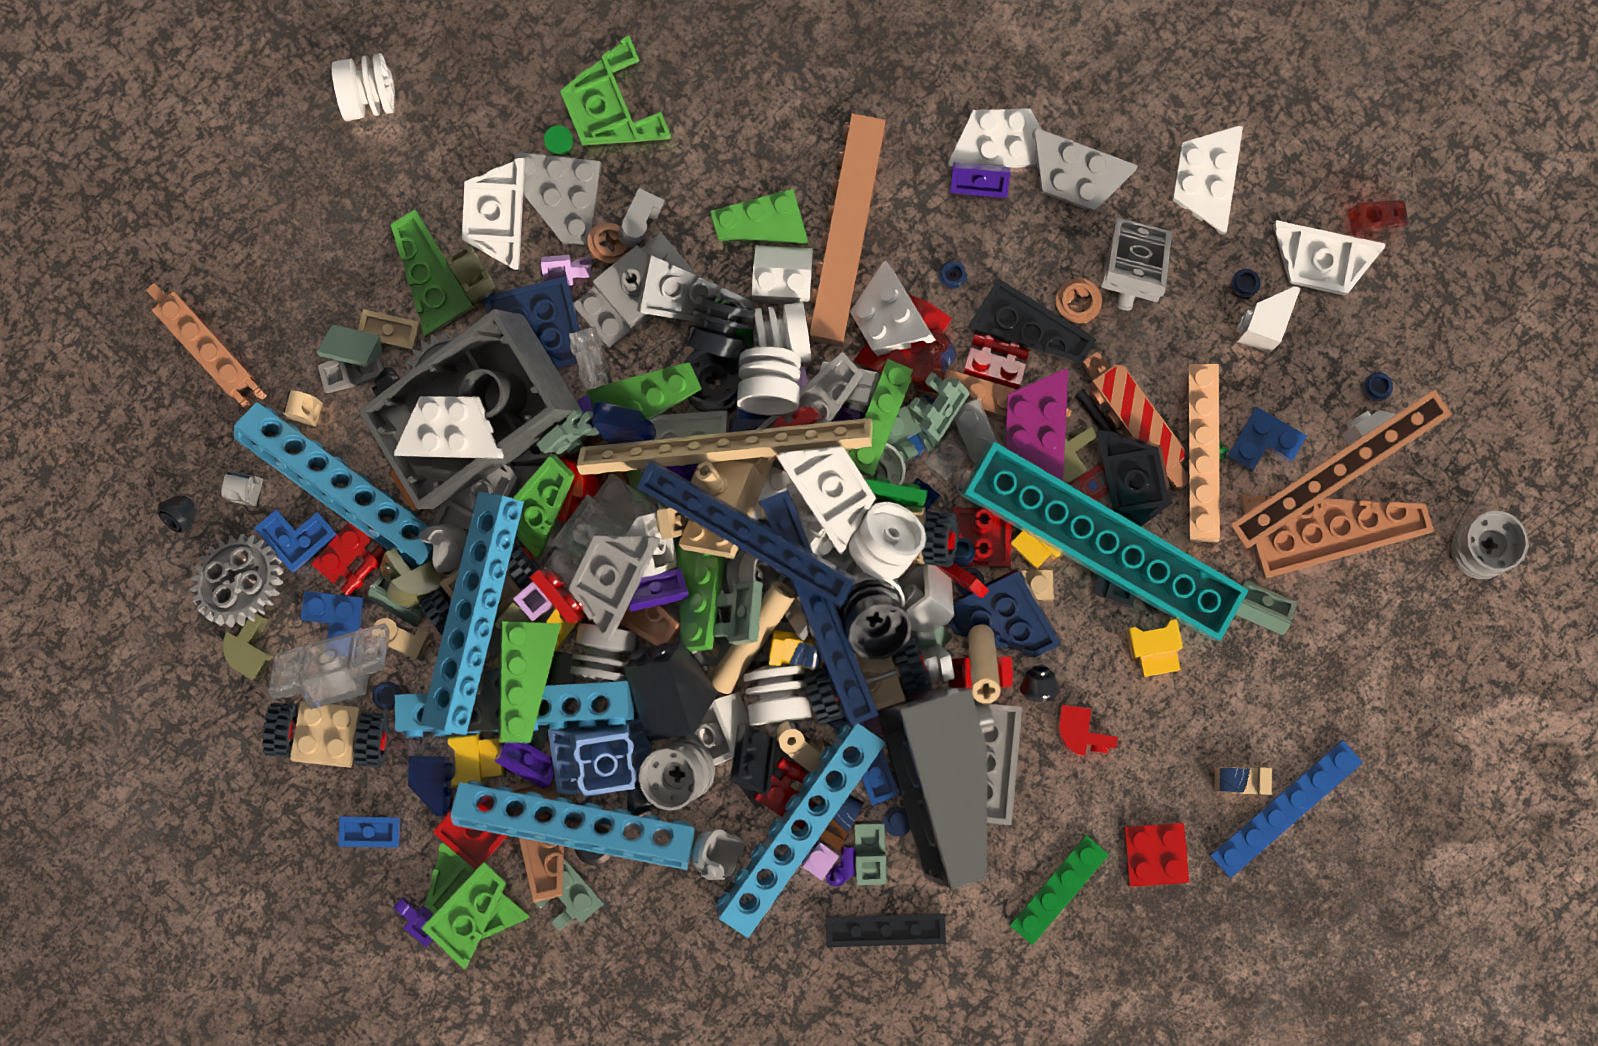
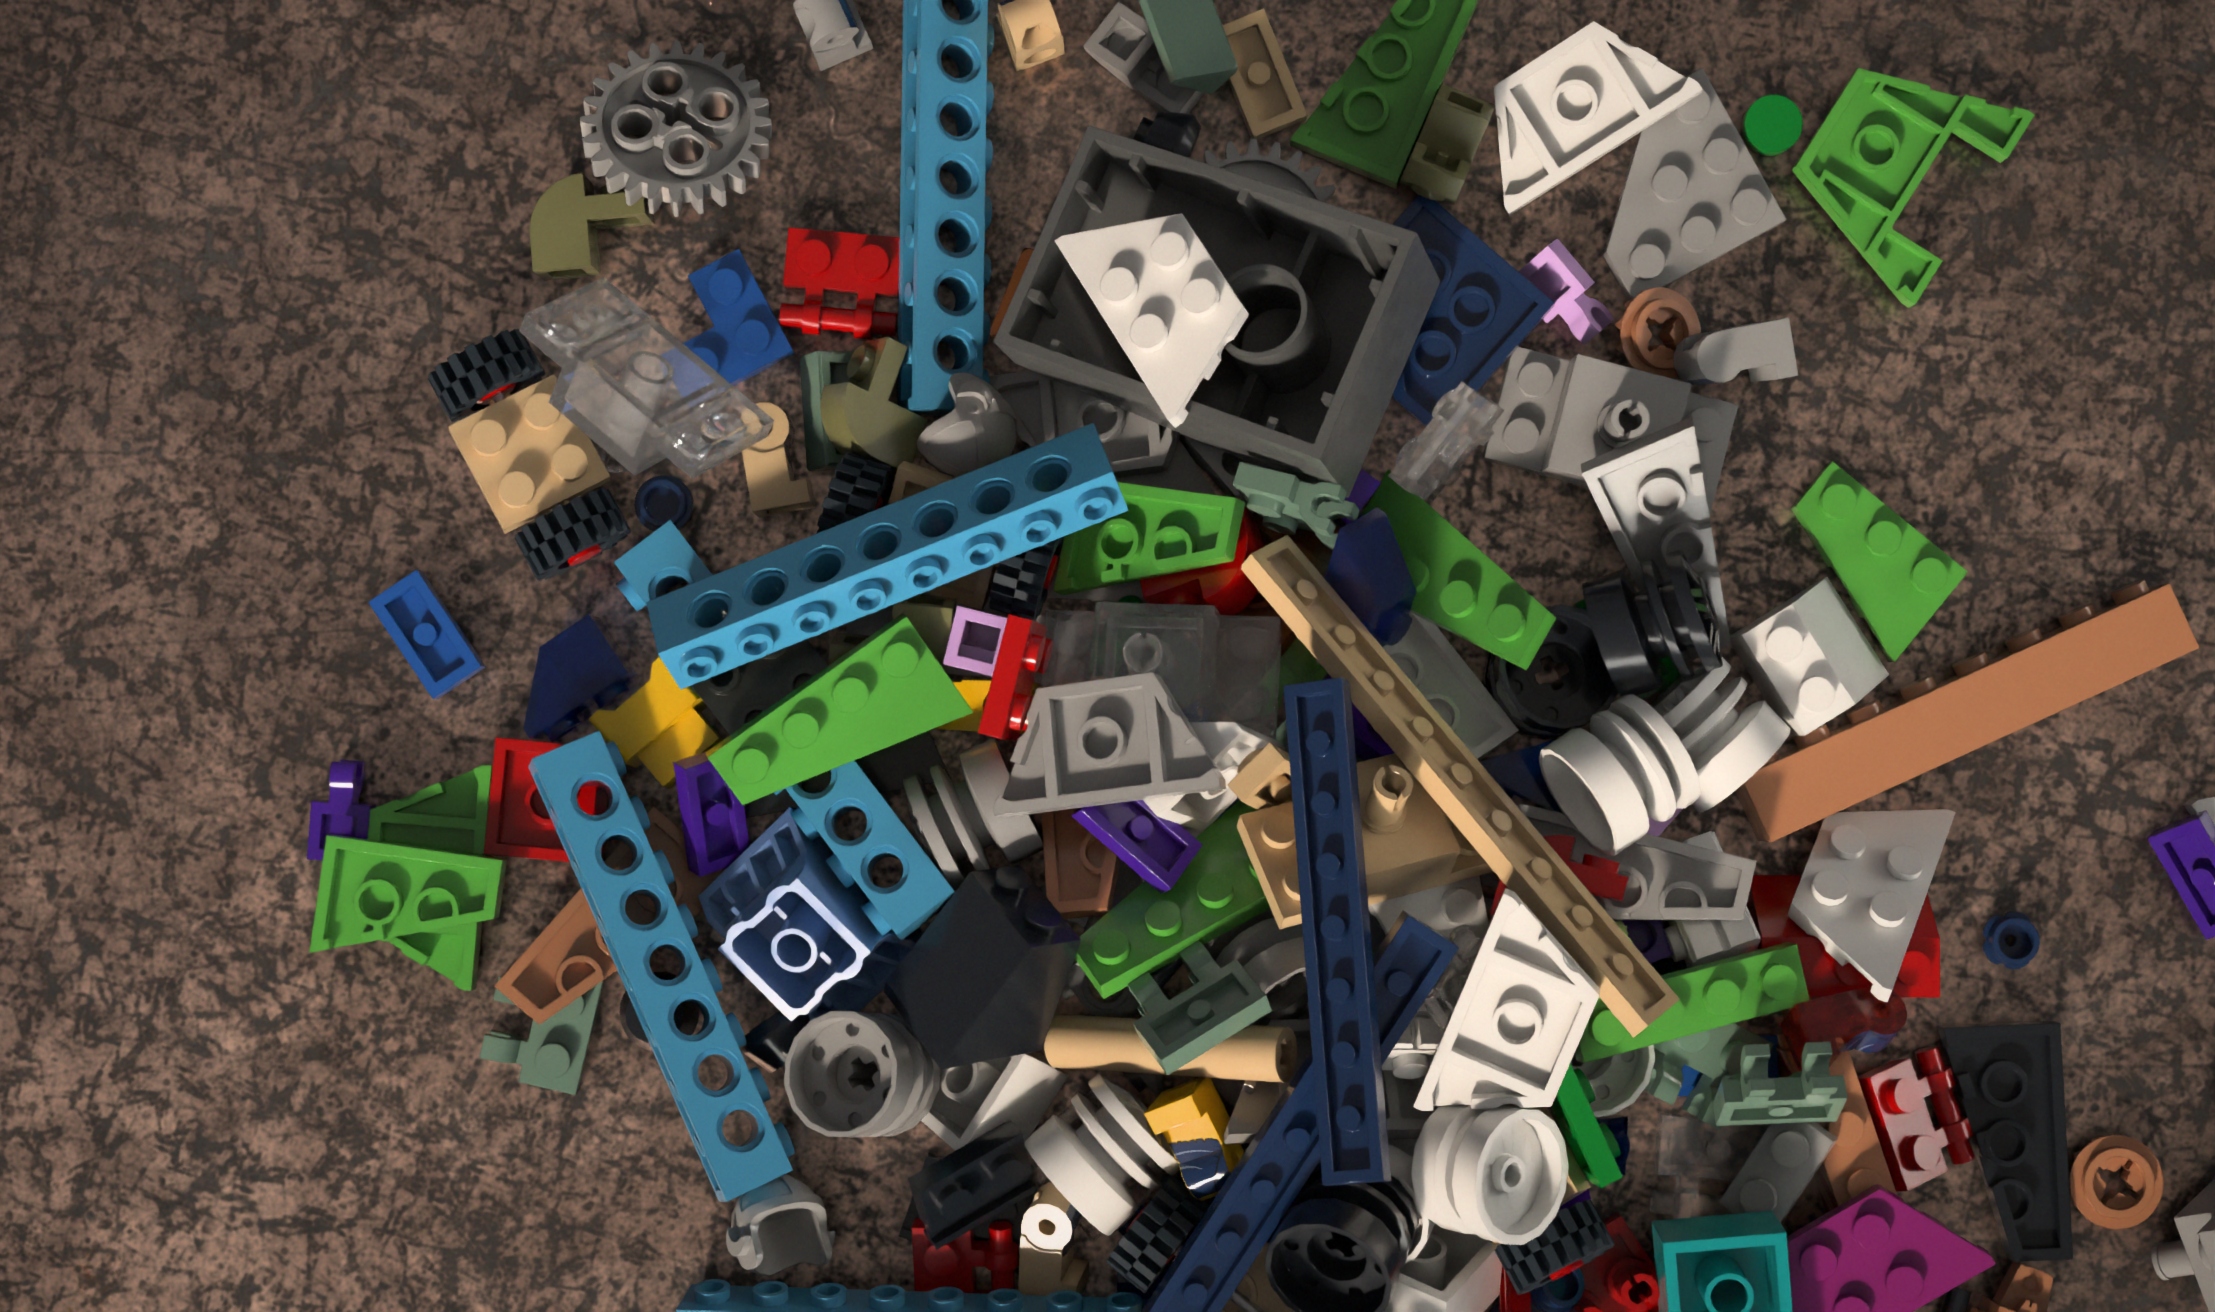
camera: 55 degrees right, 5 degrees up
(297, 545) = (799, 179): blue plate -> none

